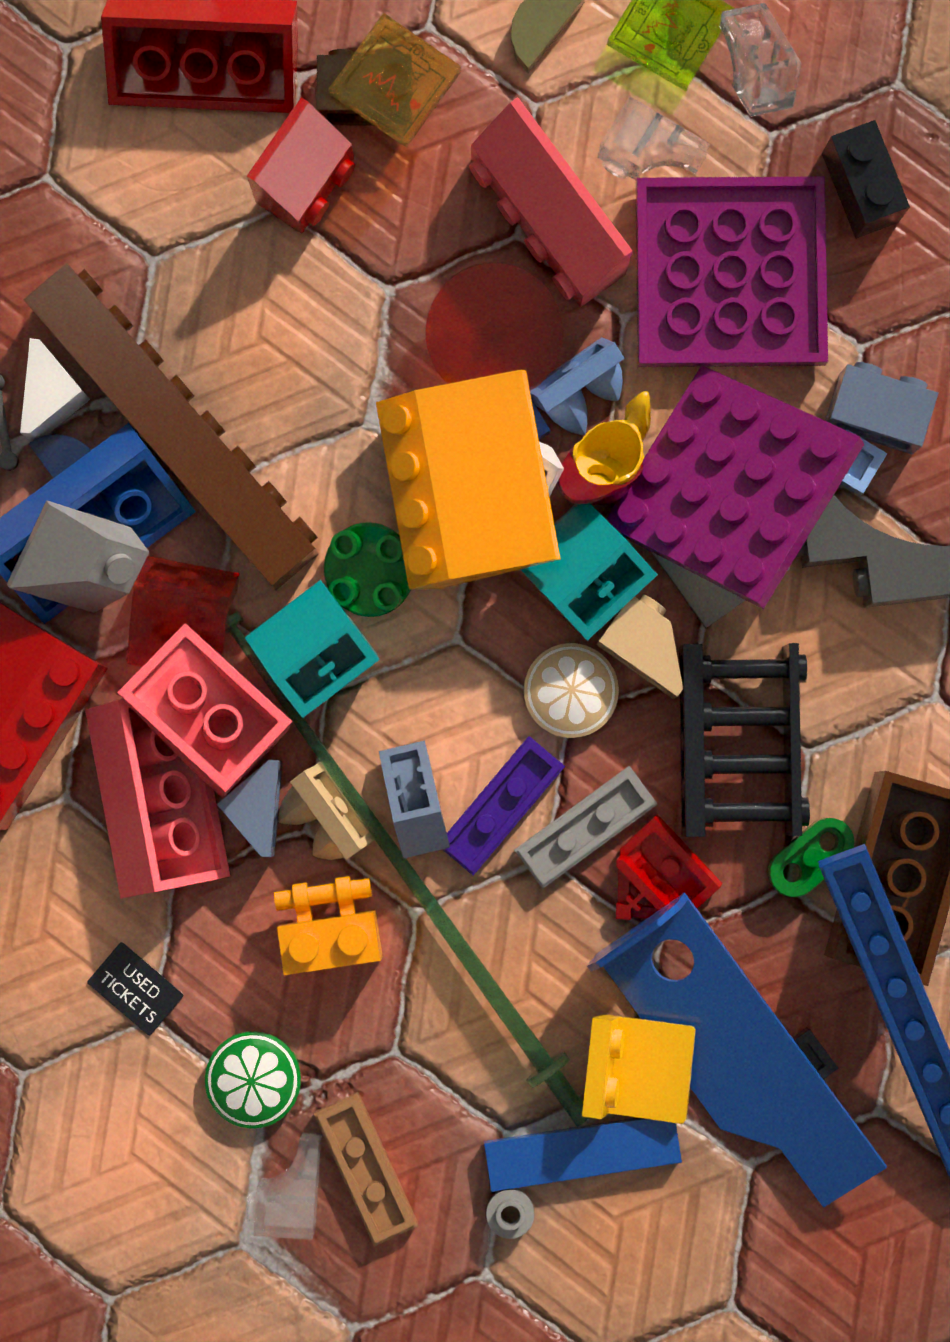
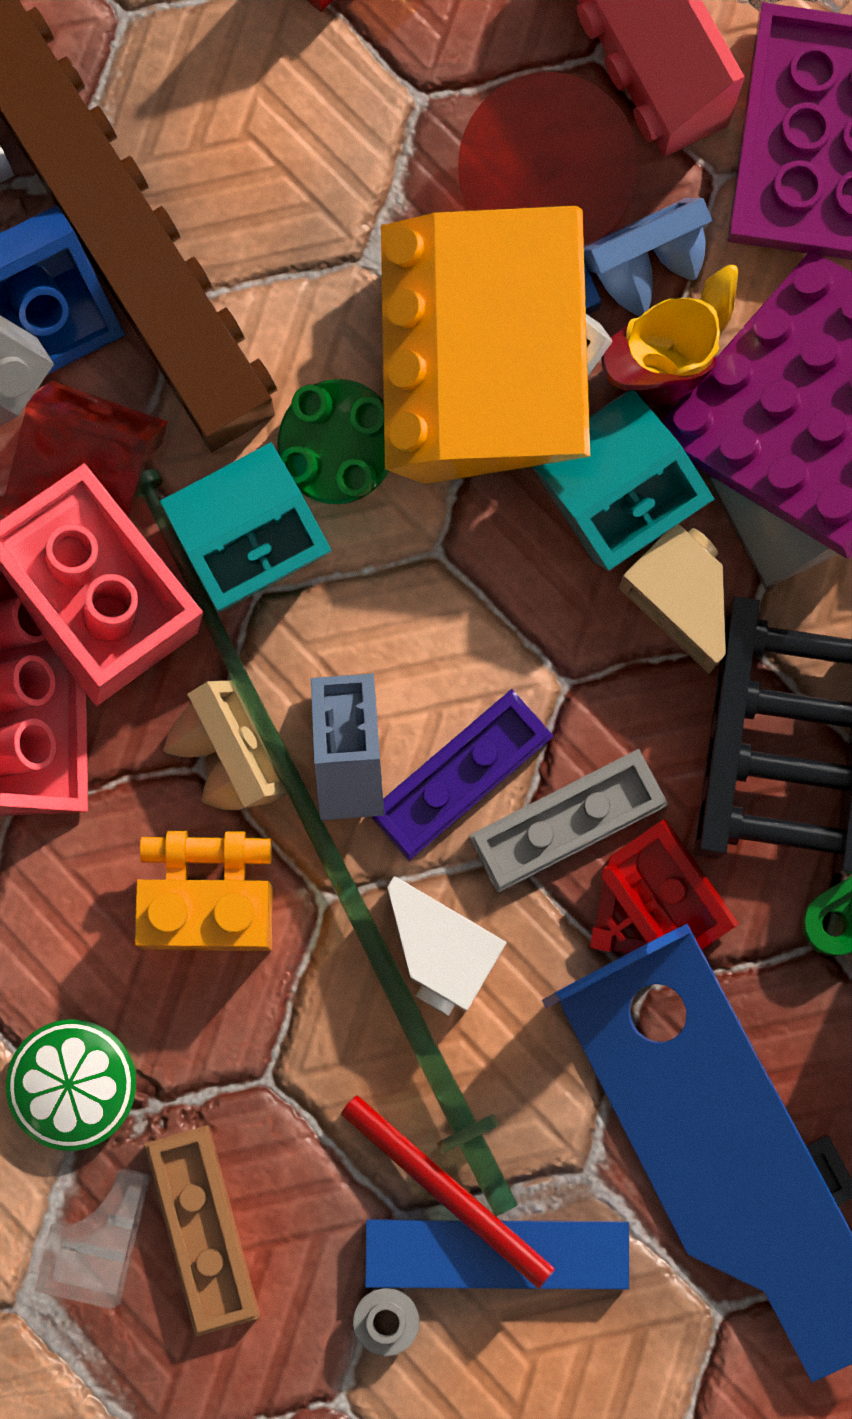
camera: 10 degrees right, 5 degrees down
(255, 807) = (137, 721): sand blue slope -> none
(508, 938) = (442, 948): none -> white slope
(539, 1113) = (448, 1192): none -> red bar
(571, 690) = (576, 639): dish -> none
(638, 1069) = (590, 1152): yellow bracket -> none

